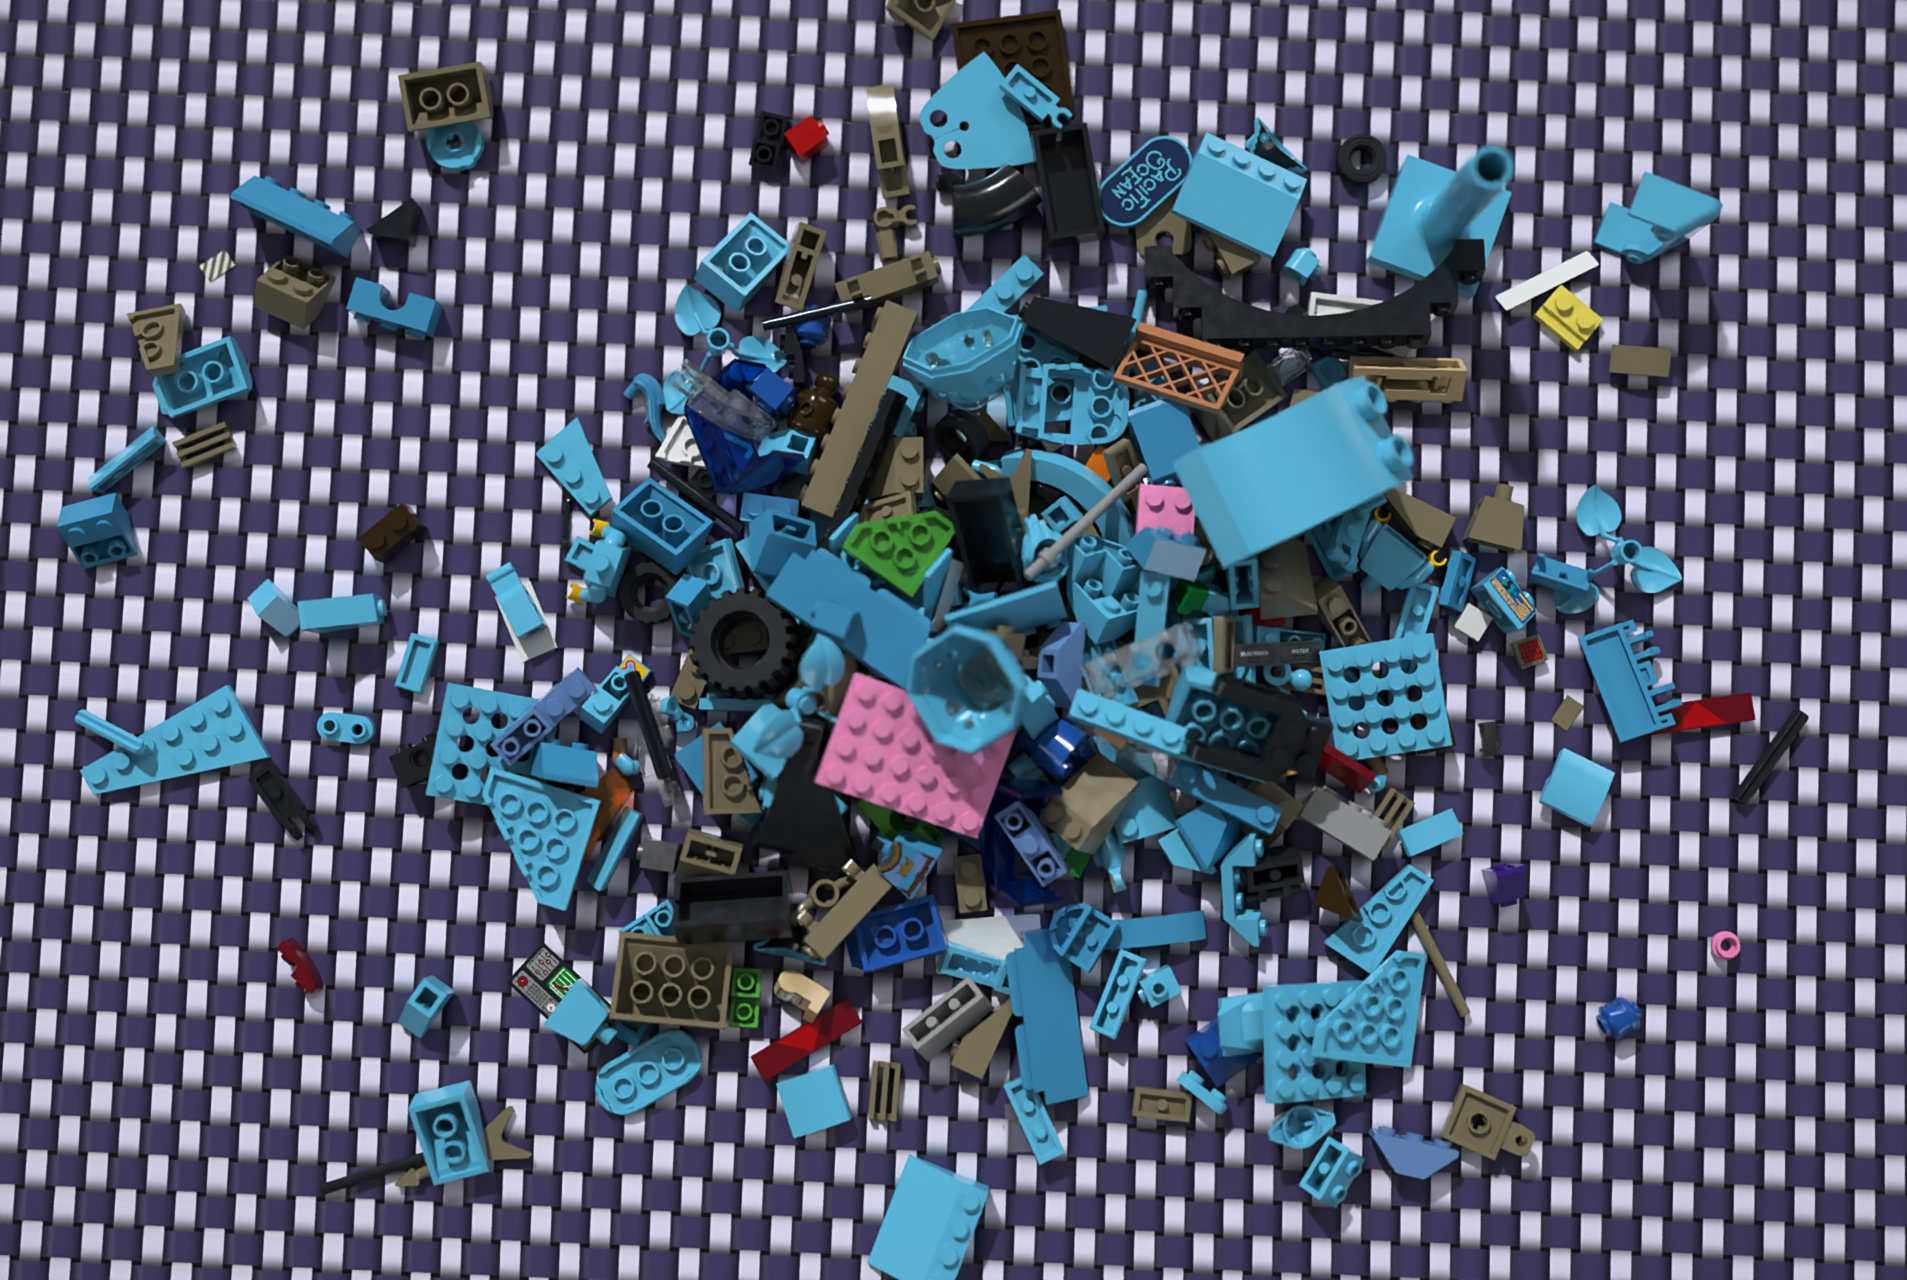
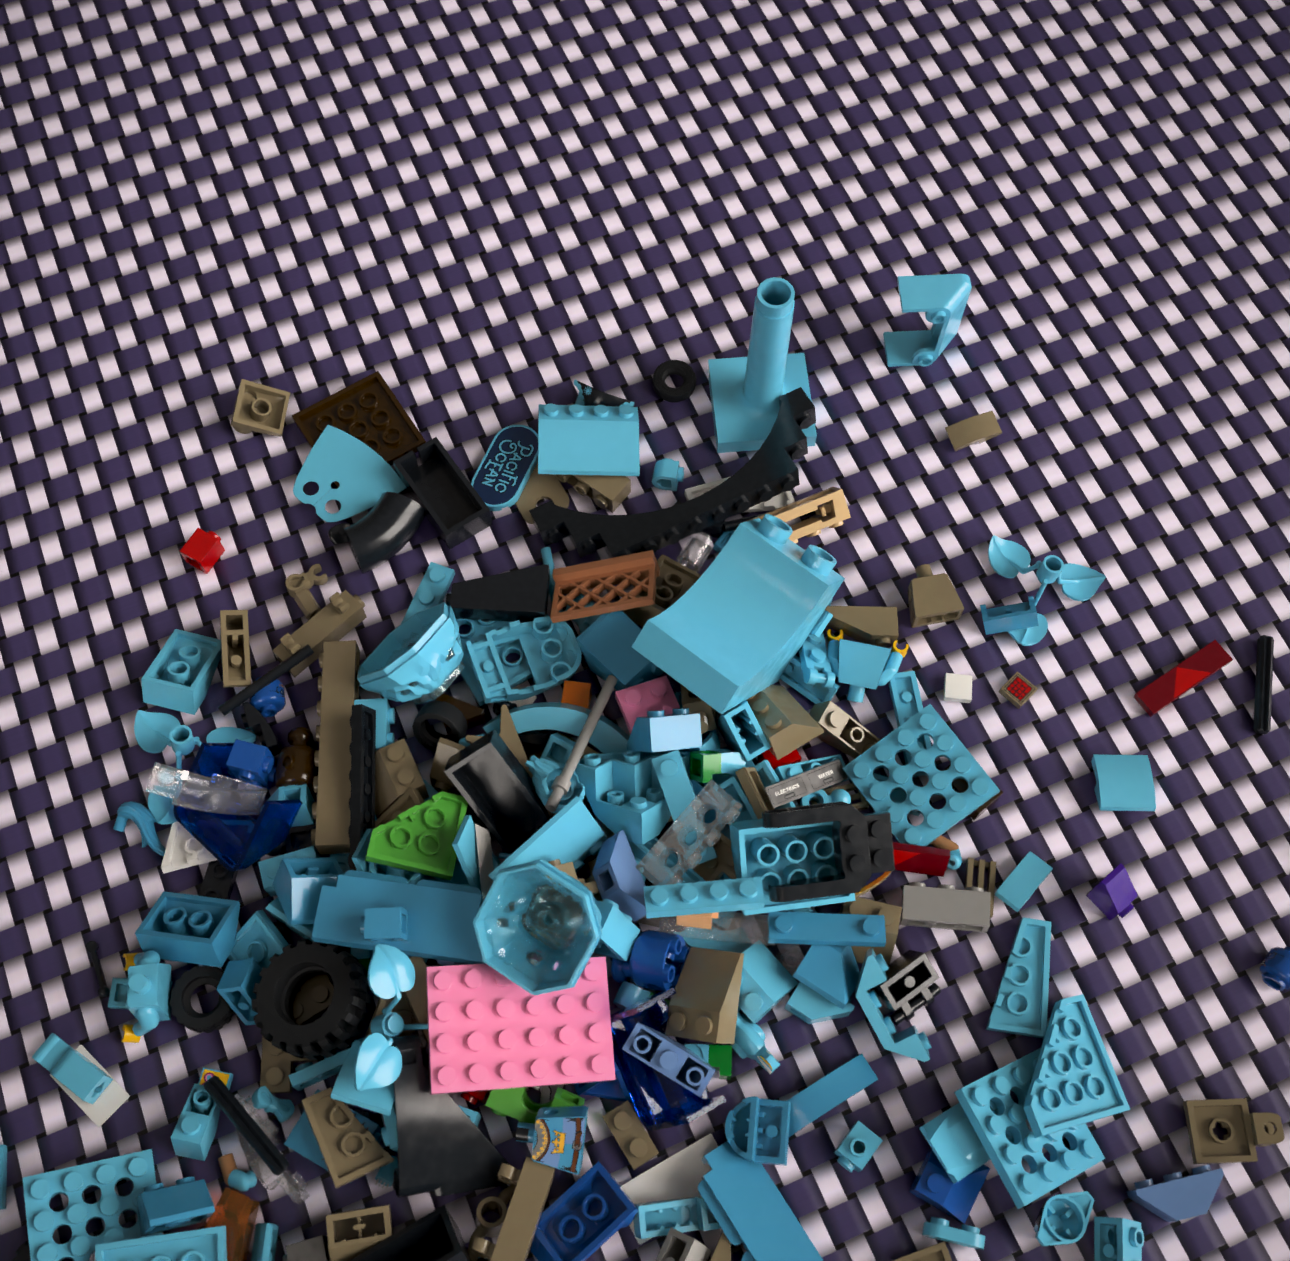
camera: 25 degrees left, 20 degrees down
(543, 716) = (134, 1167): medium blue slope -> none
(574, 465) = (89, 915): medium azure wing -> none
(695, 495) = (213, 886): black bar -> none
(768, 141) = (170, 566): black slope -> none
(888, 141) = (275, 523): dark tan slope -> none
(1033, 96) = (384, 438): medium azure plate -> none
(1118, 994) = (823, 1174): medium azure slope -> none
(1120, 462) = (589, 684): dark tan hinge -> none
(1337, 896) = (974, 979): dark brown slope -> none
(1439, 964) = (1100, 998): dark tan bar -> none
(1457, 580) = (926, 659): dark azure plate -> none
(1489, 739) = (1027, 777): clear smoke pin -> none
(1504, 600) = (973, 656): slope -> none
(1547, 280) = (867, 406): white sticker -> none
(1567, 318) = (899, 425): light yellow plate -> none
(1567, 713) = (1078, 726): dark tan sticker -> none
(1625, 682) = (1111, 676): dark azure hinge -> none

